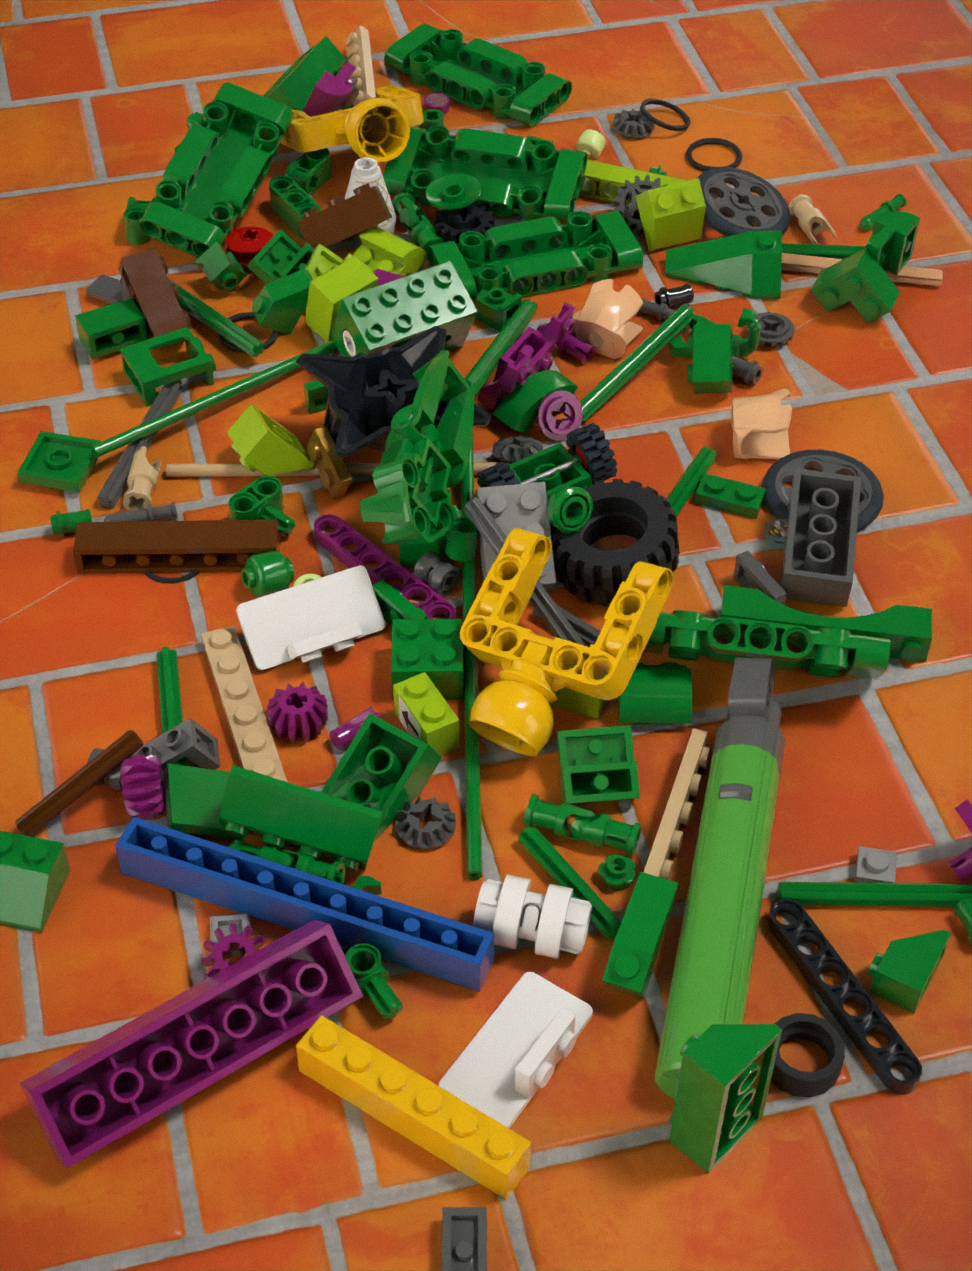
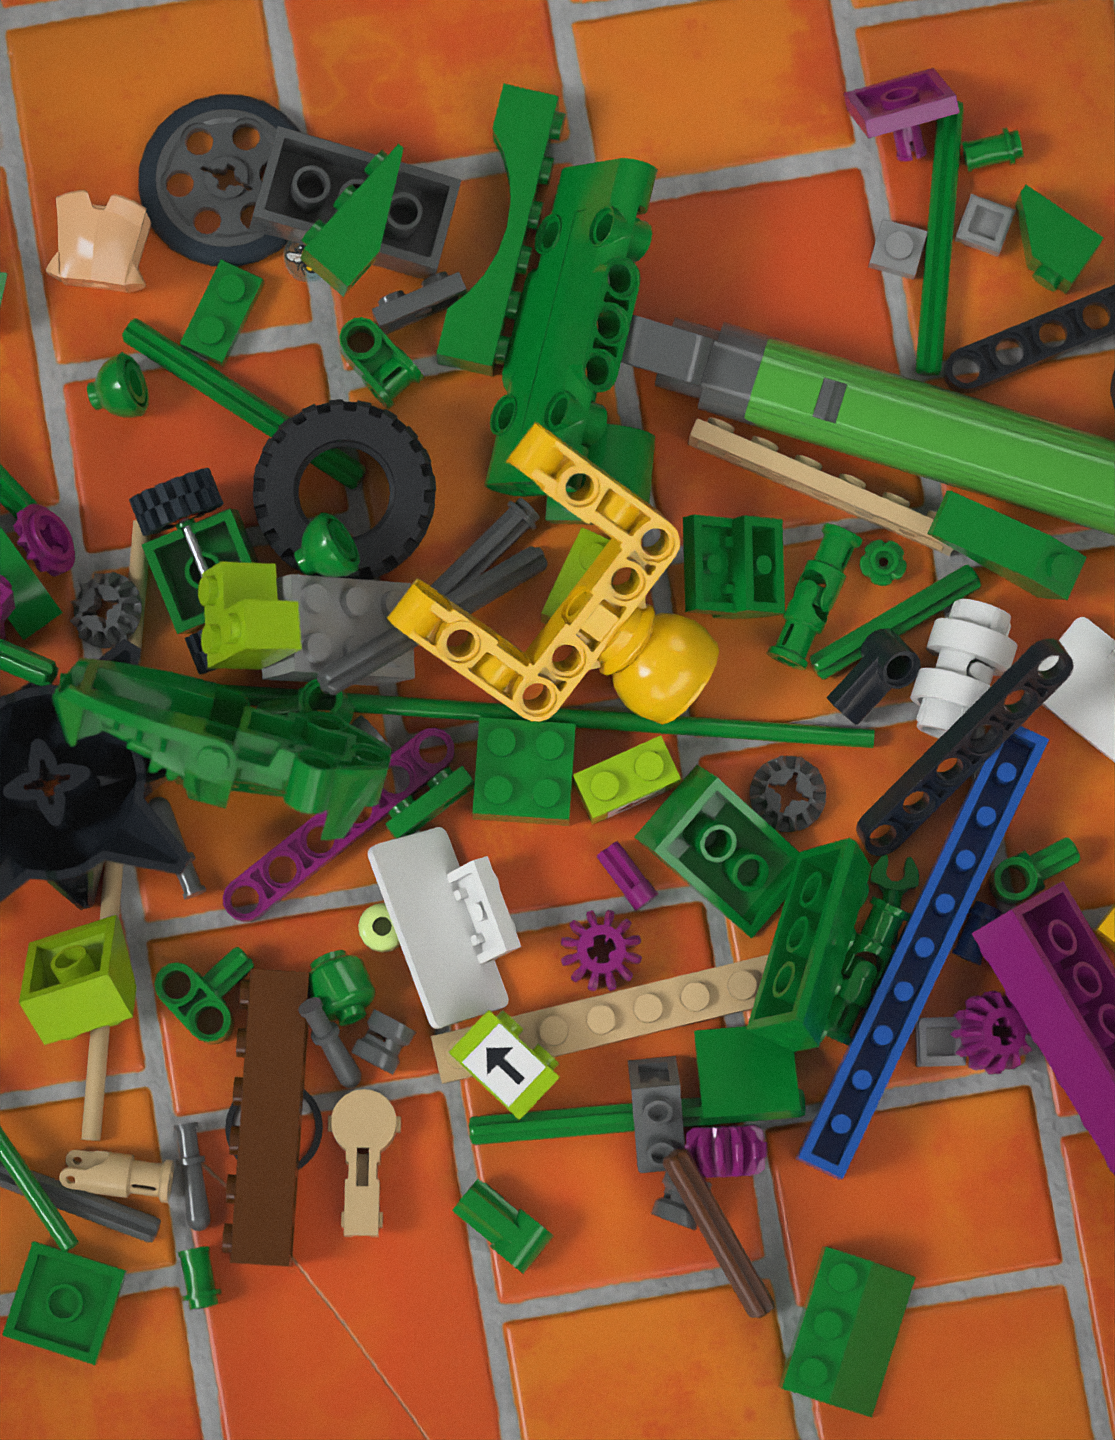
camera: 85 degrees left, 35 degrees up
(92, 677) = (510, 1231): none -> green piece
(168, 596) = (370, 1122): none -> tan piece
(209, 649) = (505, 1062): none -> brick
(226, 569) = (326, 1034): none -> dark grey piece
(226, 598) = (381, 1053): none -> dark grey wheel
(331, 467) = (111, 898): pearl gold plate -> none
(351, 498) = (188, 879): none -> dark grey piece
(464, 908) = (969, 751): none -> black beam
(510, 460) = (244, 617): none -> lime brick
(522, 861) = (884, 665): none -> black piece
(669, 446) = (120, 388): none -> green brick
(713, 565) = (379, 363): none -> green piece
(800, 515) = (353, 236): none -> green slope
(910, 922) = (984, 225): none -> light grey tile

